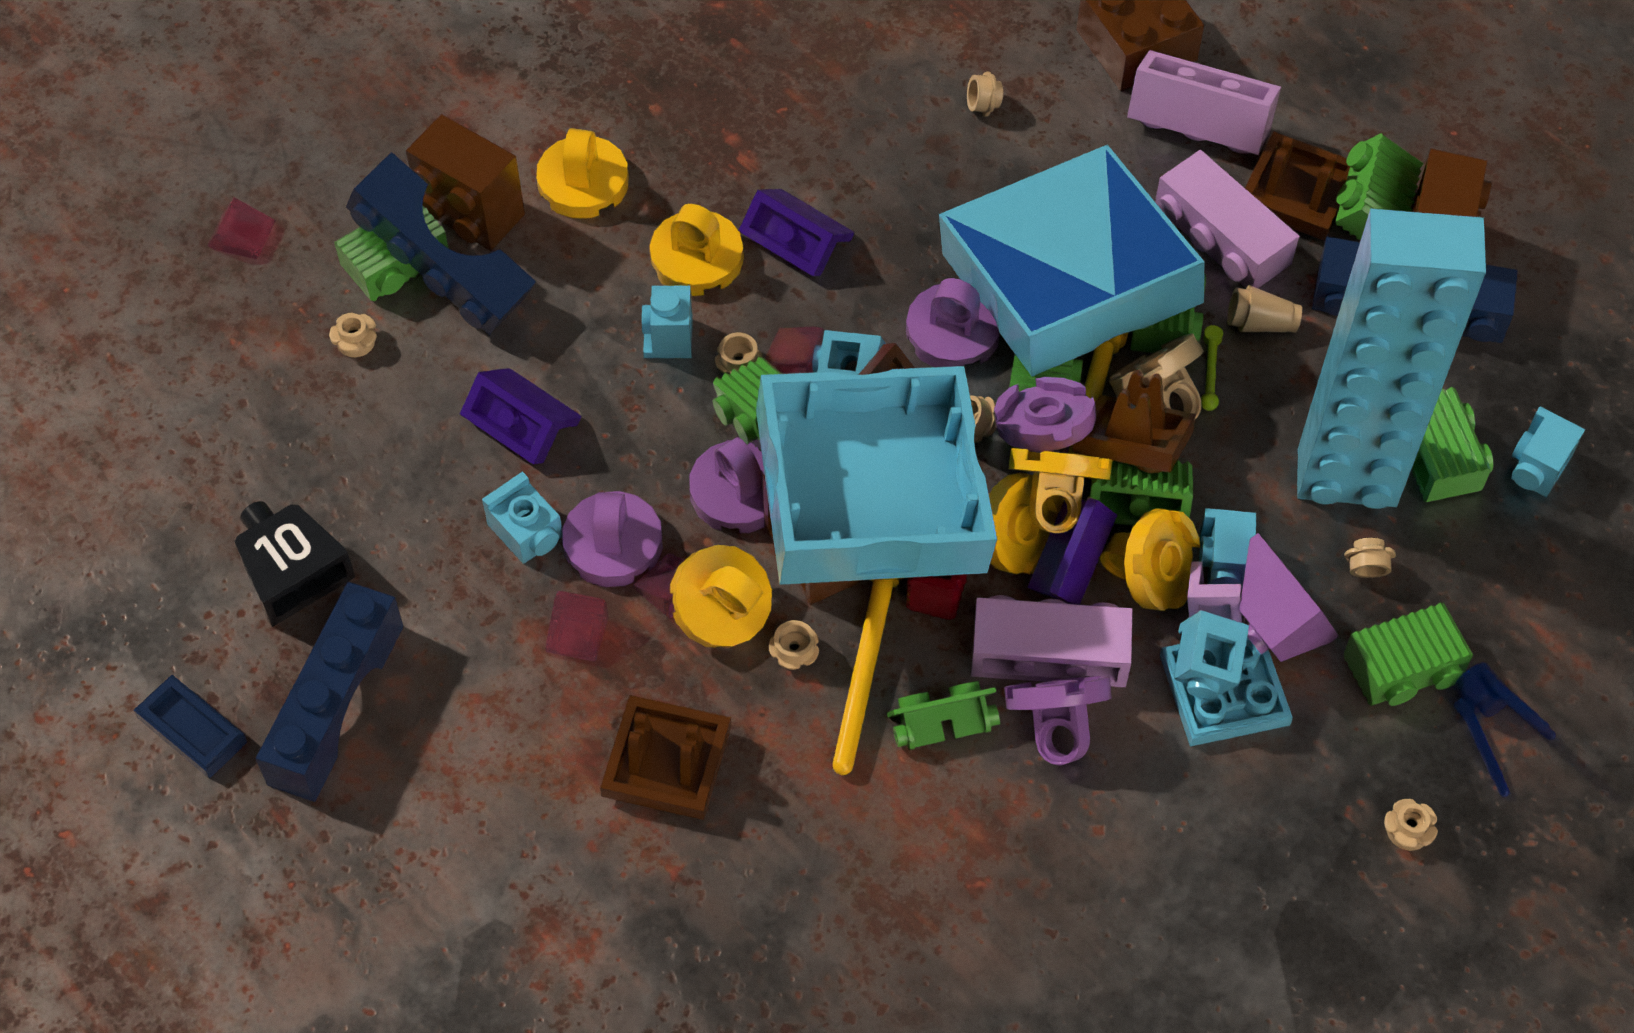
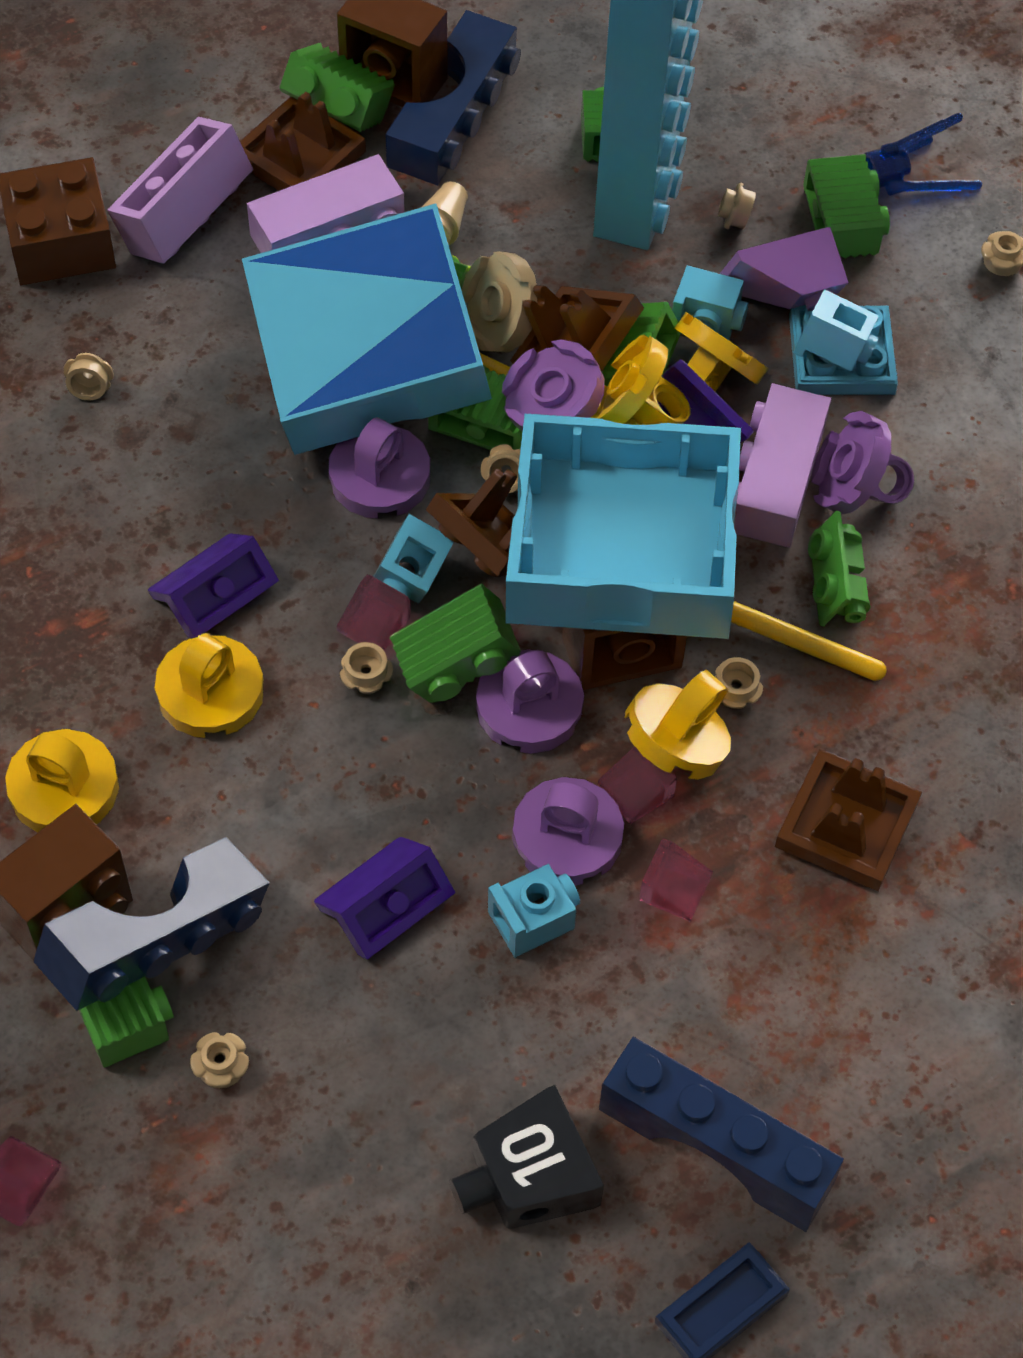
camera: 80 degrees left, 0 degrees up
(668, 323) = (311, 721): medium azure brick -> none
(1213, 598) = (772, 328): lavender panel -> none

